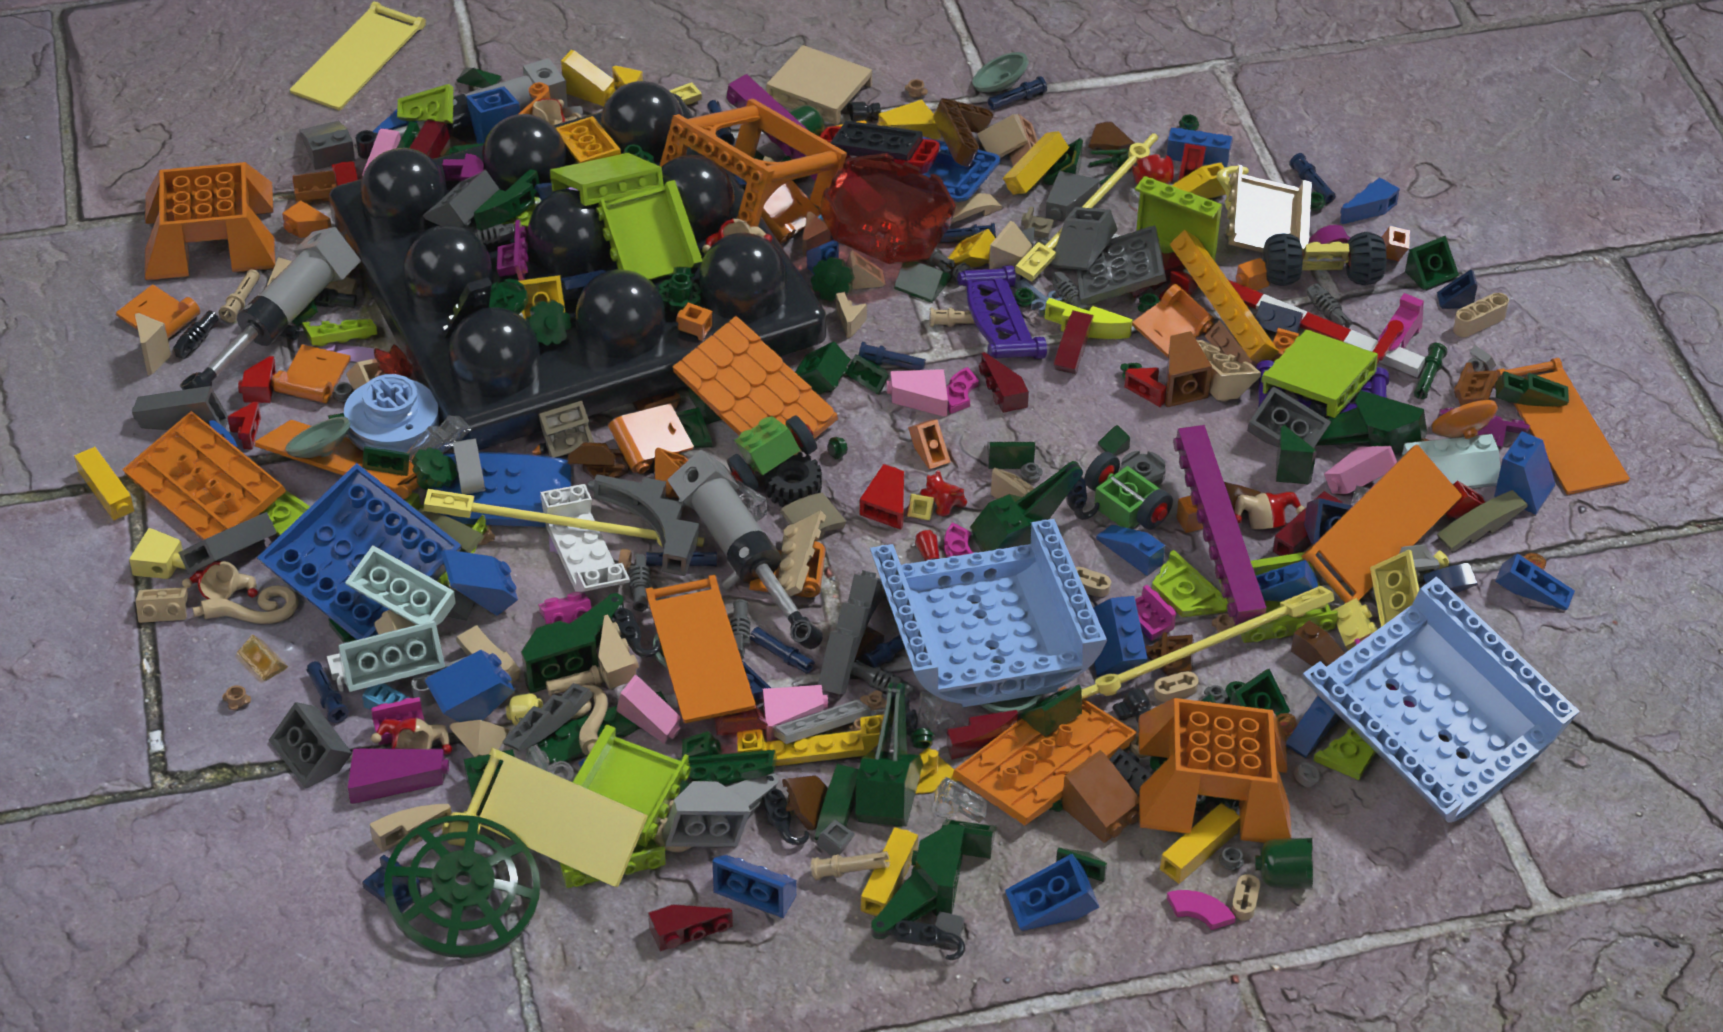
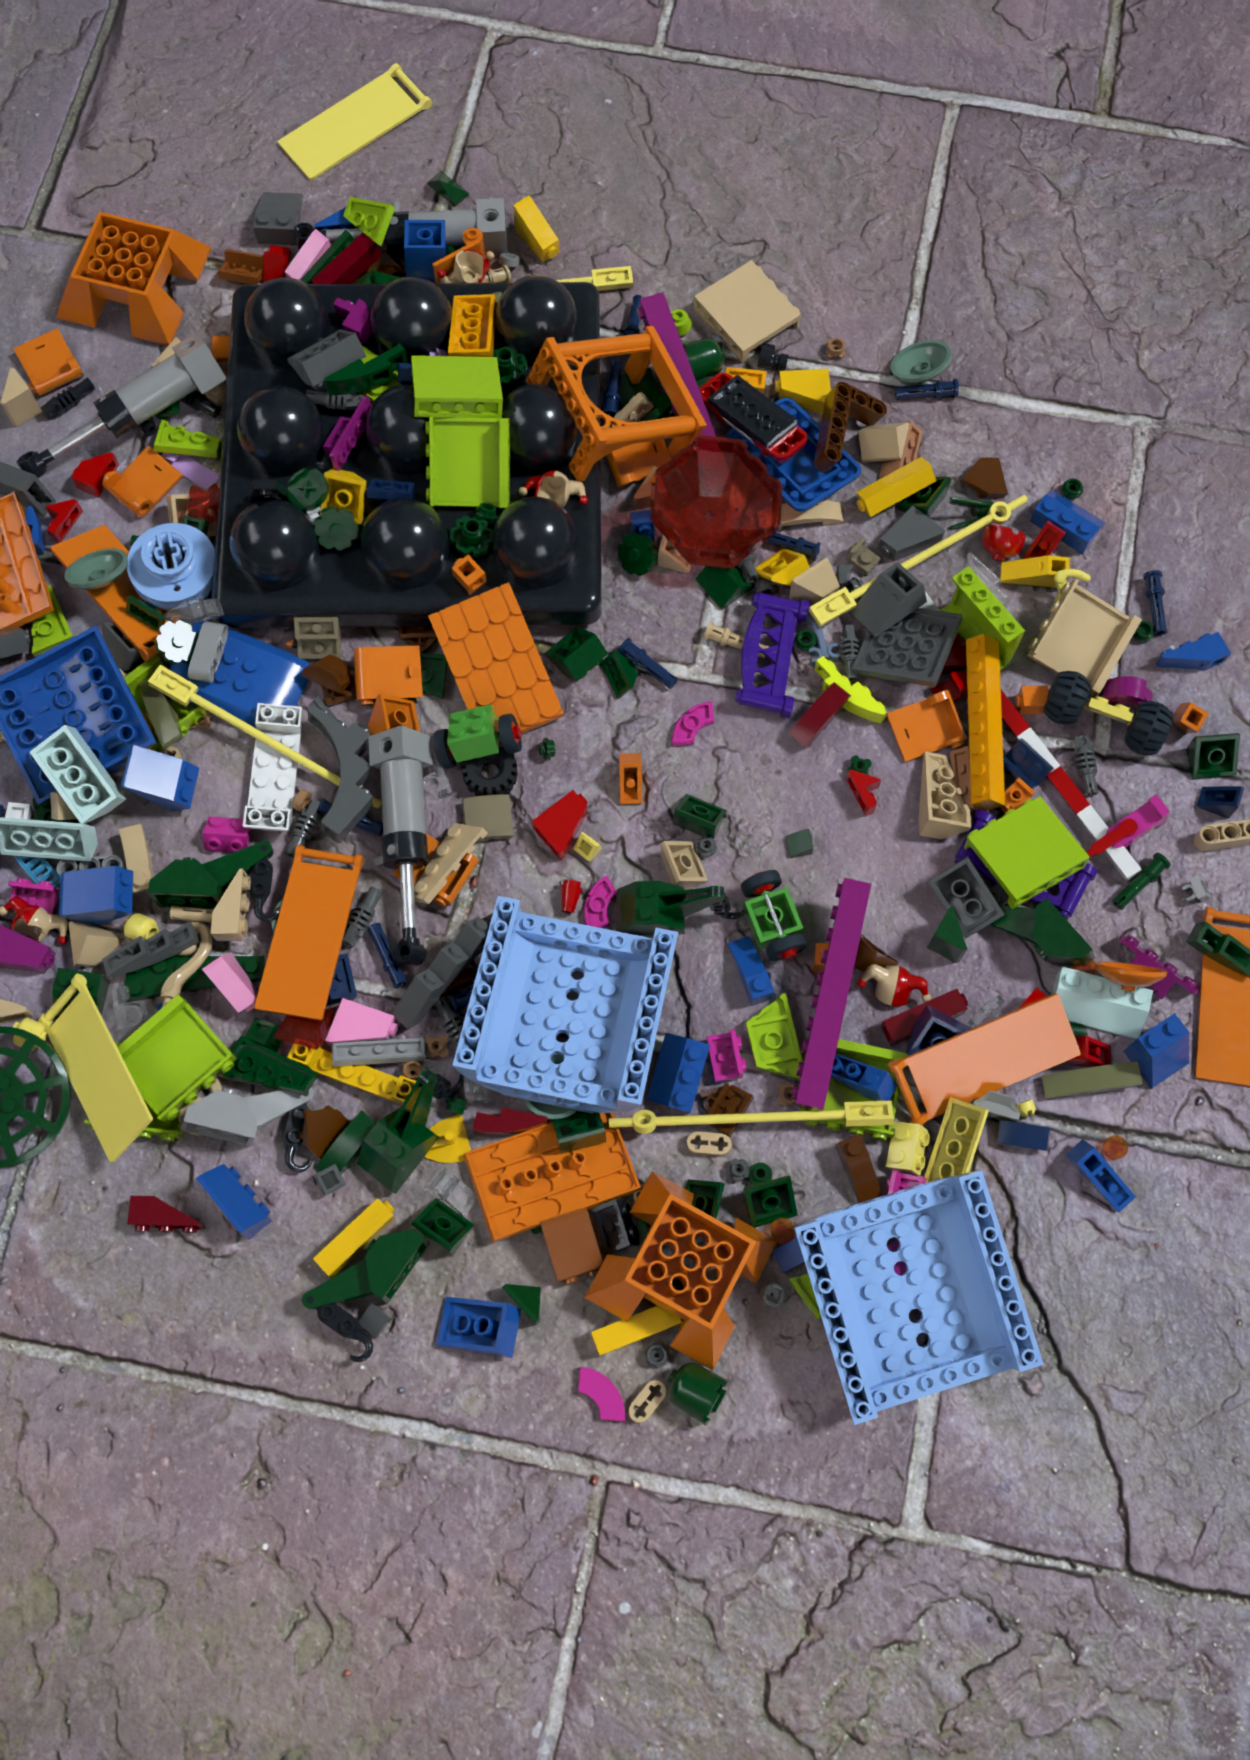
camera: 25 degrees right, 25 degrees up
(236, 301) = (118, 373): tan pin -> none
(304, 220) = (214, 303): orange slope -> none
(342, 391) = (158, 508): dark grey plate -> none
(625, 75) = (576, 245): yellow slope -> none
(838, 866) = (313, 1215): tan pin -> none
(850, 316) = (636, 602): tan slope -> none
(919, 390) = (653, 712): bright pink slope -> none
(944, 494) = (614, 842): red animal -> none
(1006, 385) = (734, 738): dark red slope -> none
(1092, 580) = (689, 996): tan beam -> none
(1133, 704) = (660, 1151): black piece -> none
(1147, 302) = (922, 690): dark green plate -> none
(1151, 461) = (814, 876): dark grey plate -> none
(1186, 371) = (904, 792): dark orange slope -> none
(1360, 468) = (1006, 975): bright pink slope -> none
(1474, 385) = (1174, 919): dark orange bracket -> none

